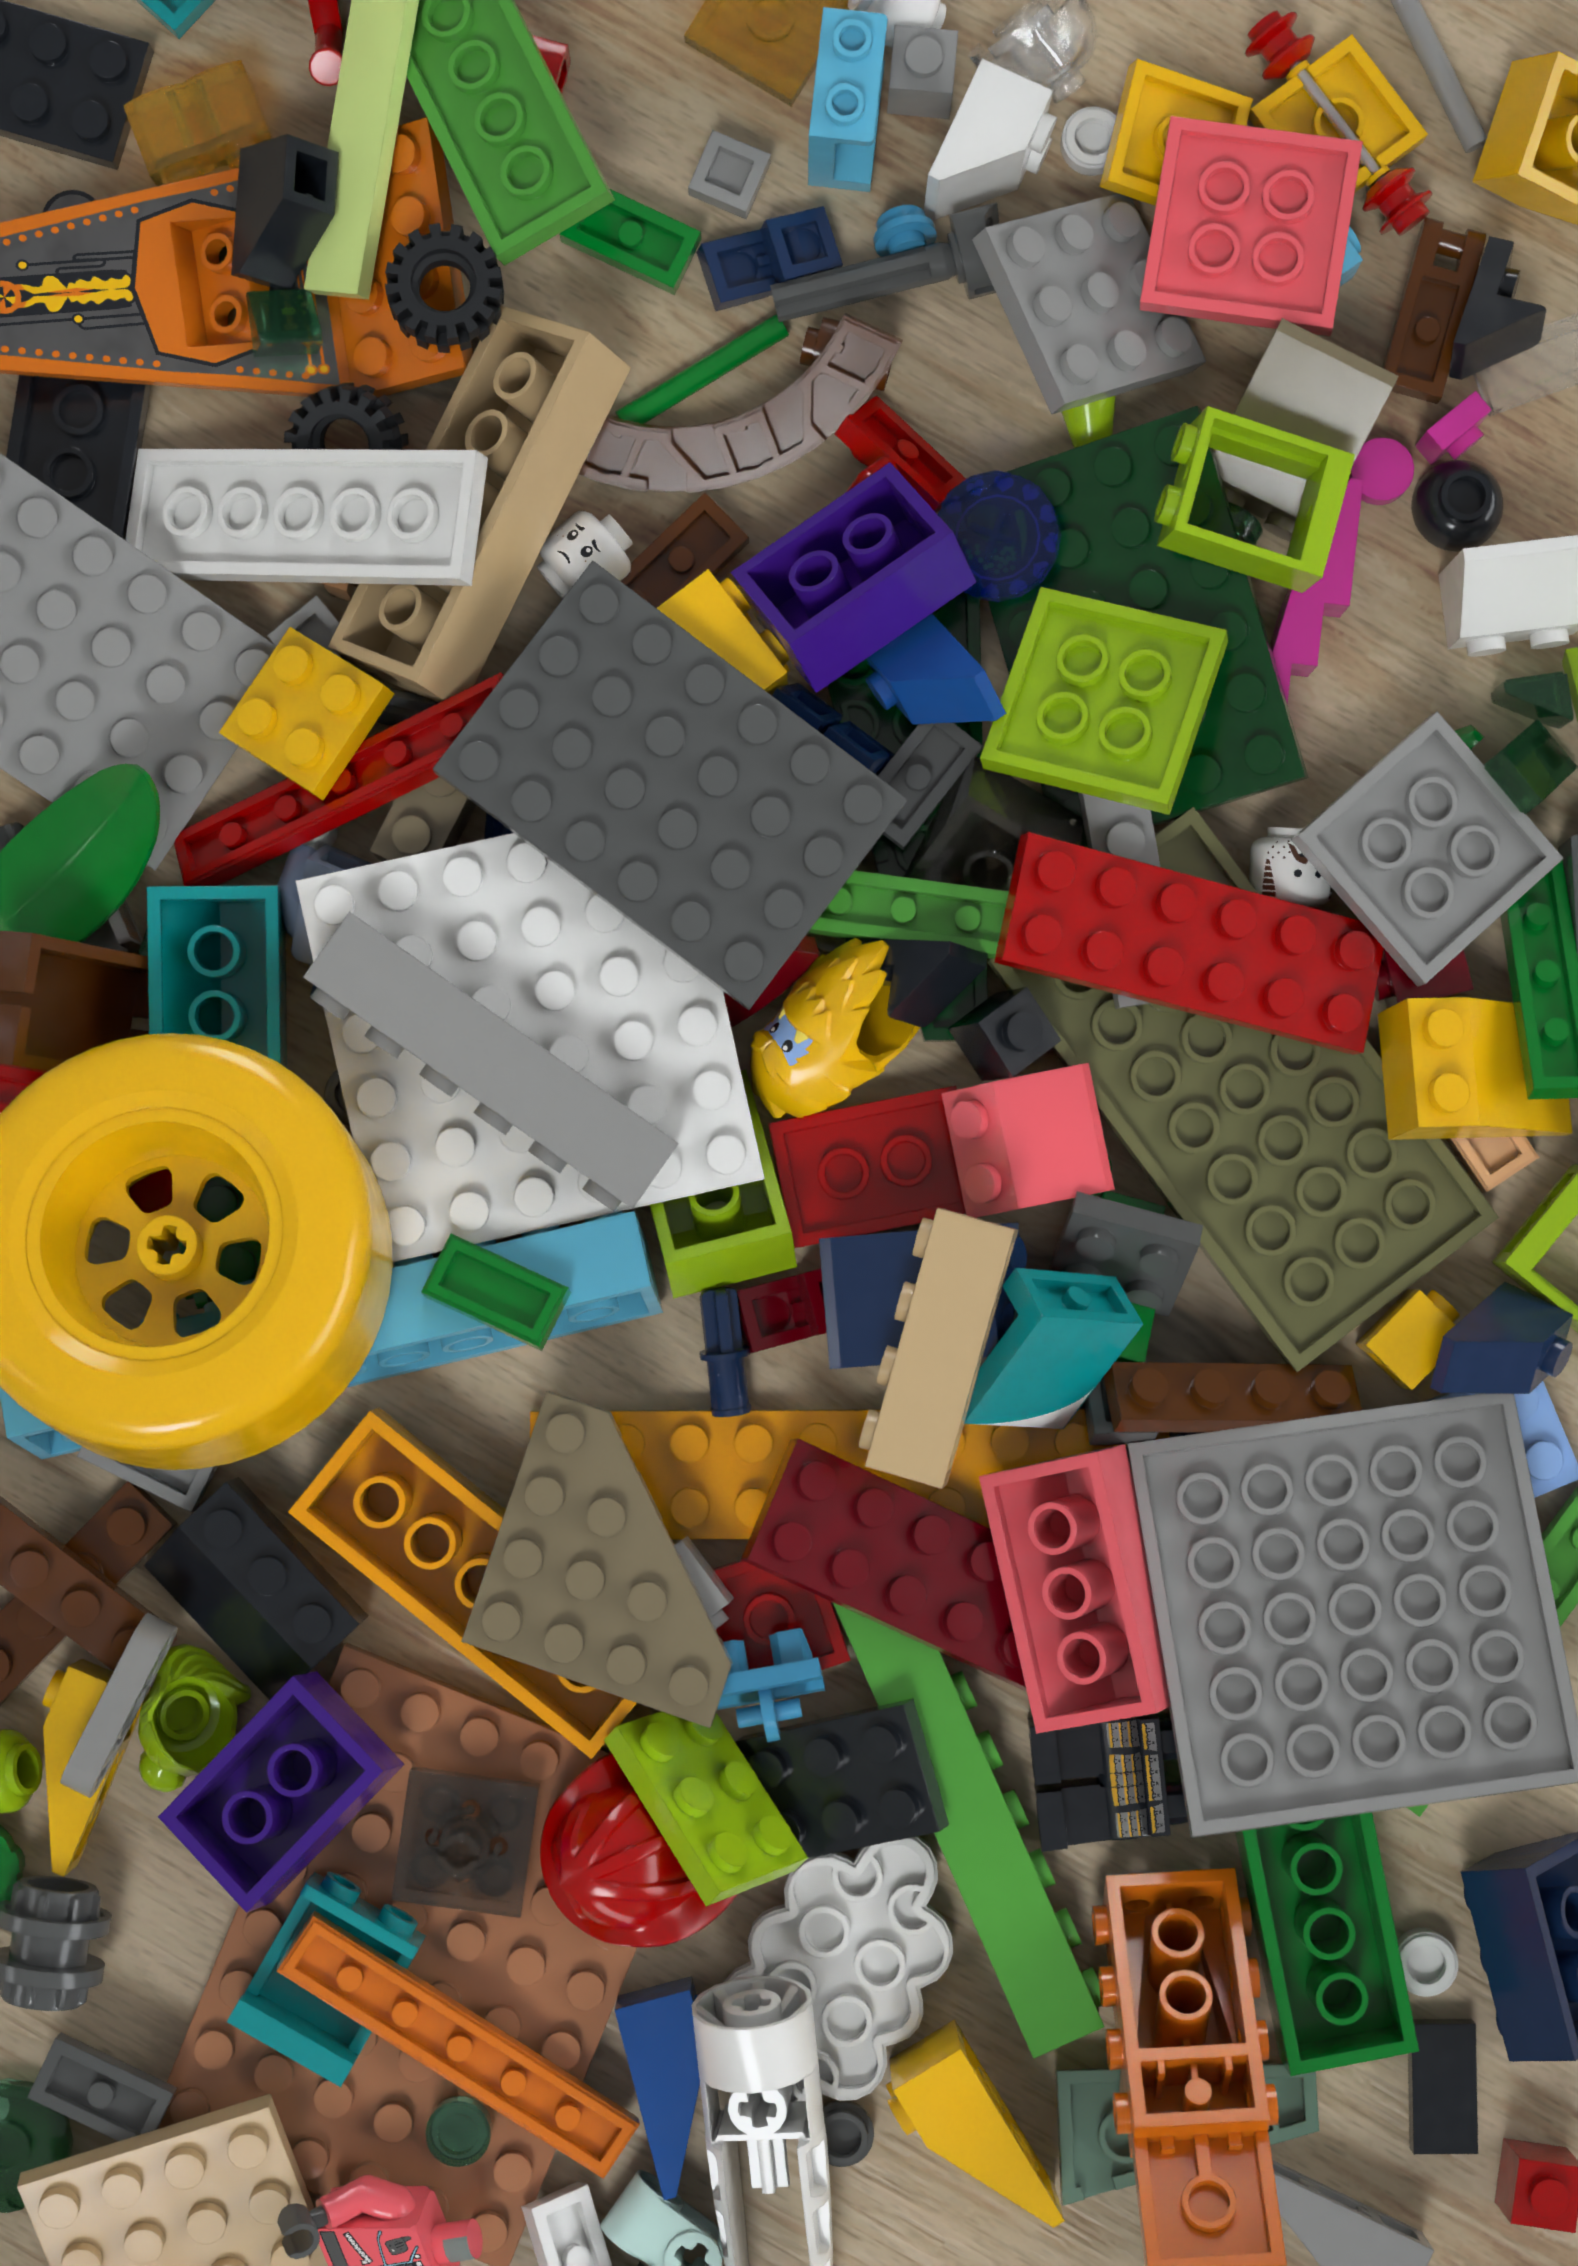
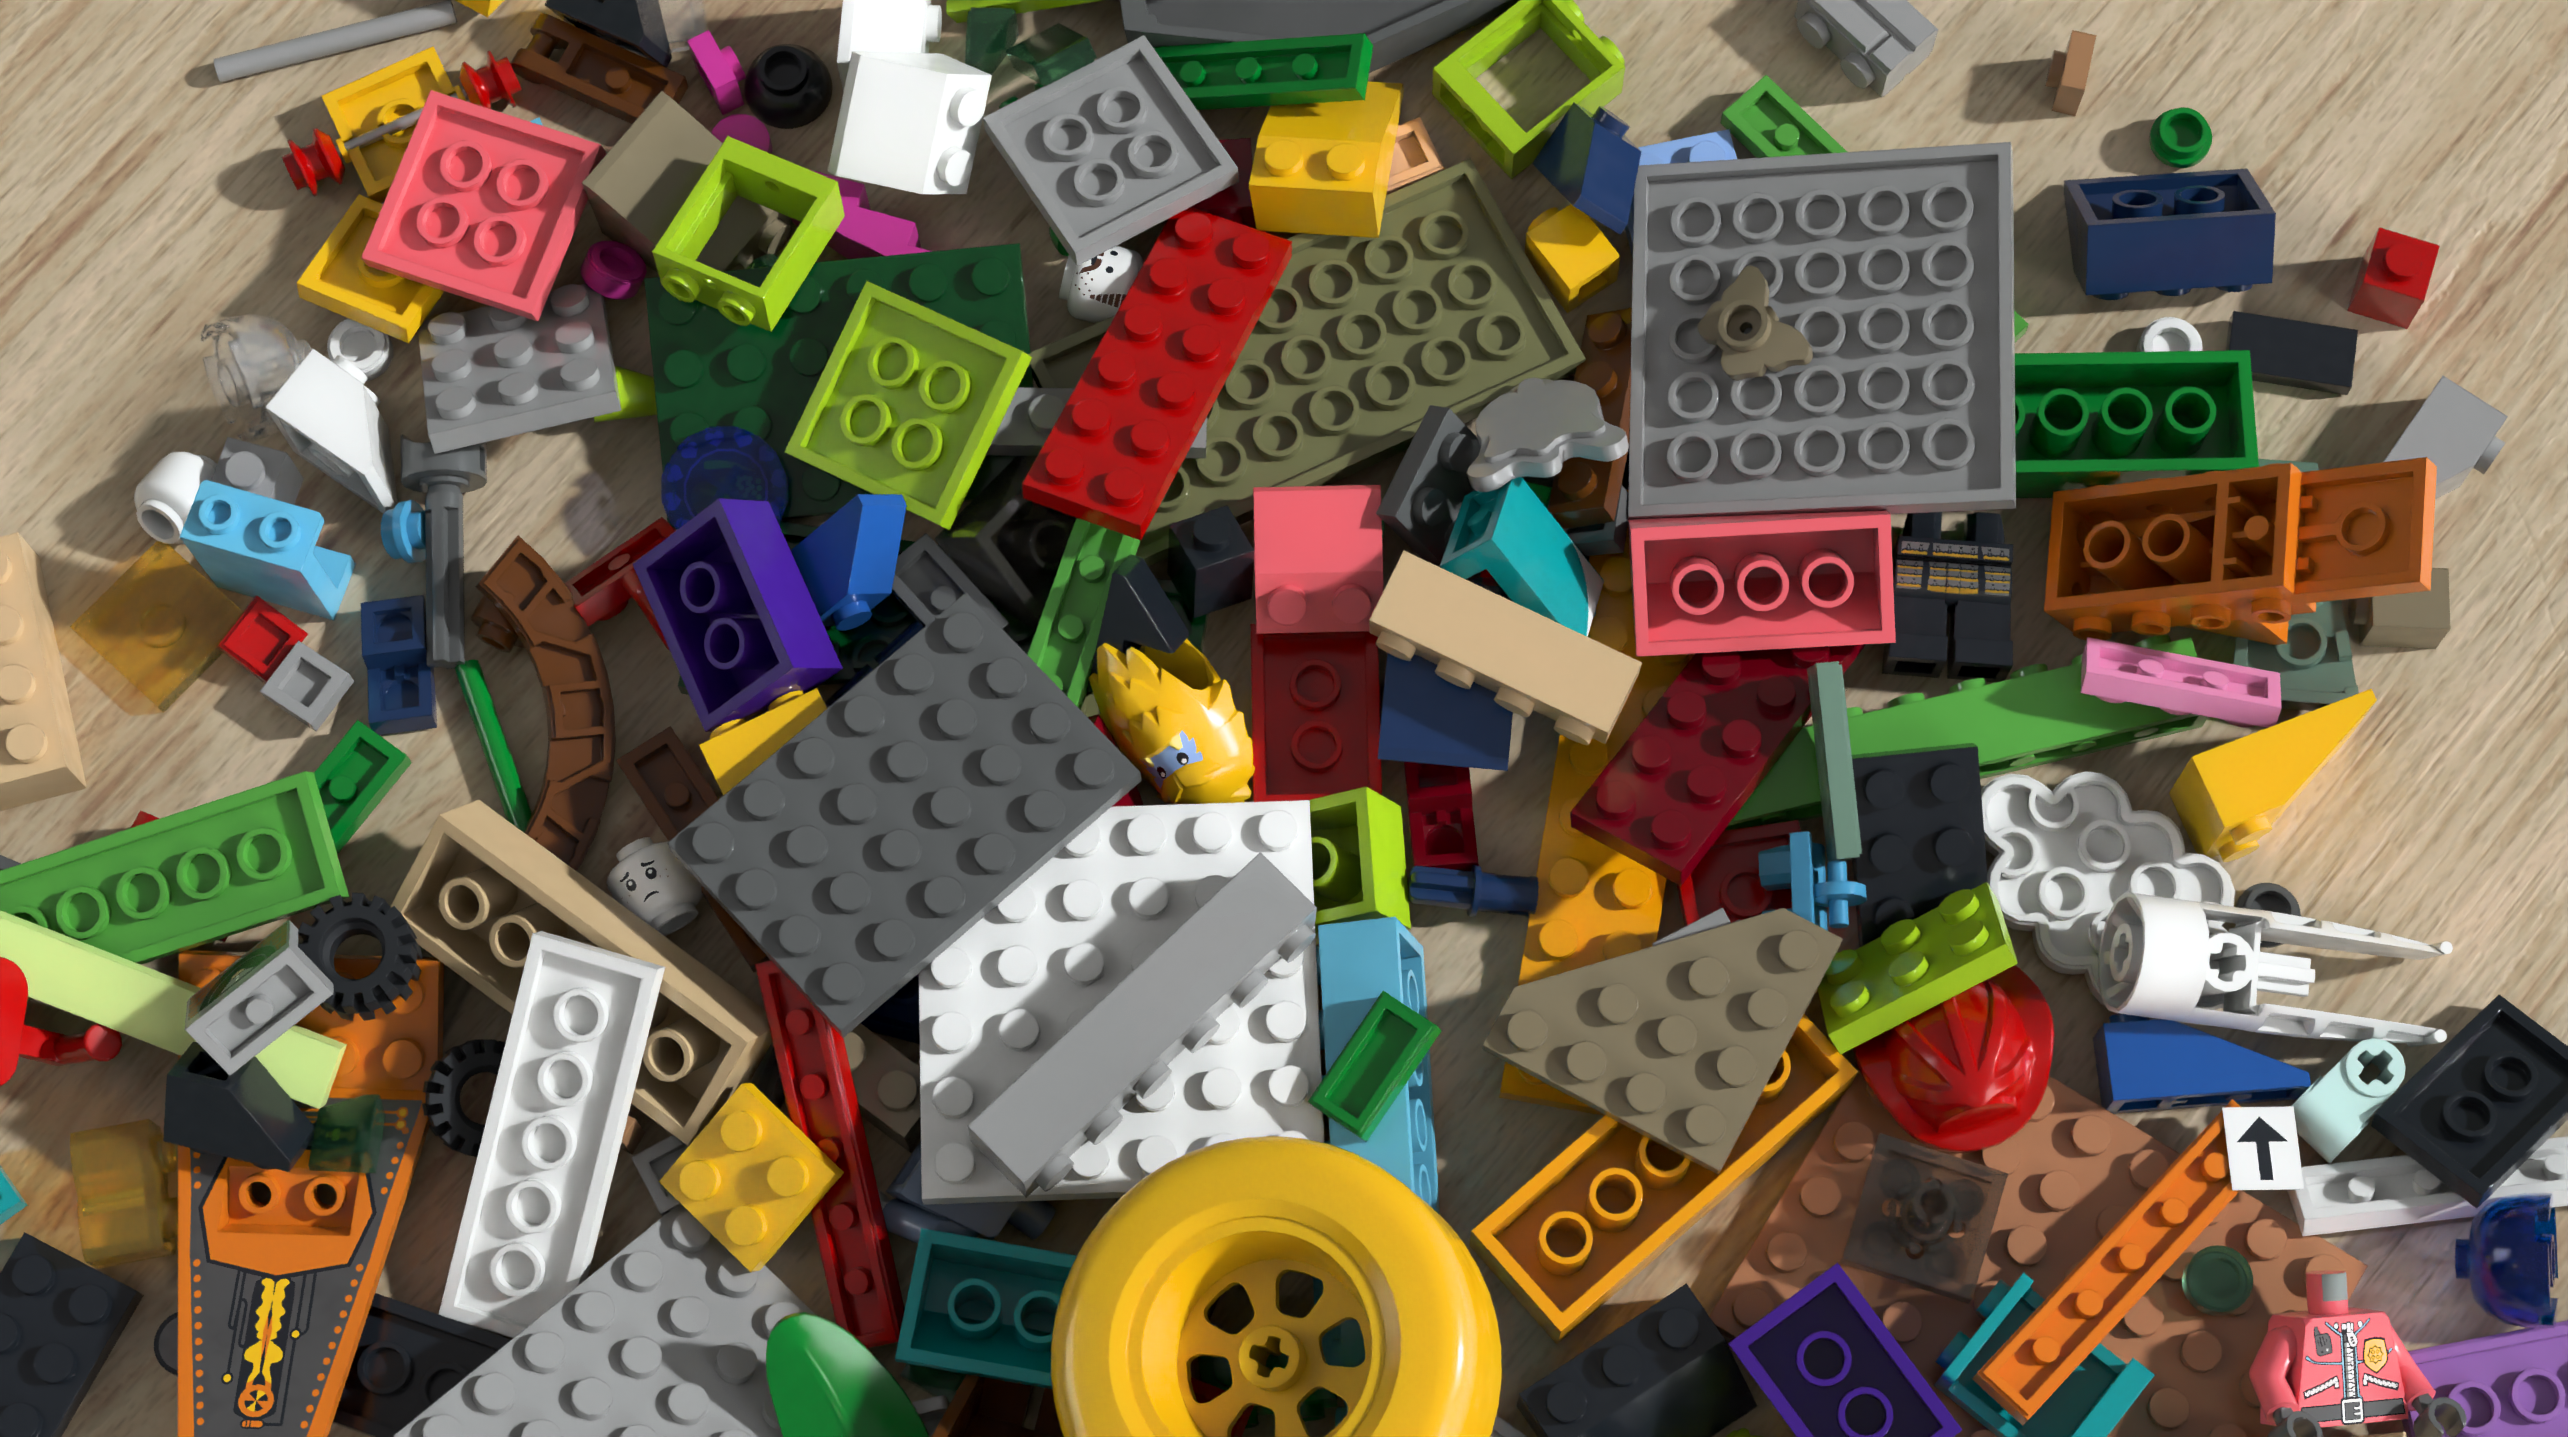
camera: 80 degrees left, 15 degrees down
(374, 198) = (256, 999): none -> light grey panel
(593, 2160) = (2263, 1148): none -> white sticker
(769, 118) = (260, 639): none -> red tile
(898, 1691) = (1834, 761): none -> sand green tile
(1045, 2025) = (2180, 683): none -> bright pink plate
(1195, 1339) = (1538, 430): none -> light grey tile
(1218, 373) = (613, 270): none -> dark pink tile
(1329, 1560) = (1770, 342): none -> dark tan animal
(1420, 637) = (909, 121): none -> white slope

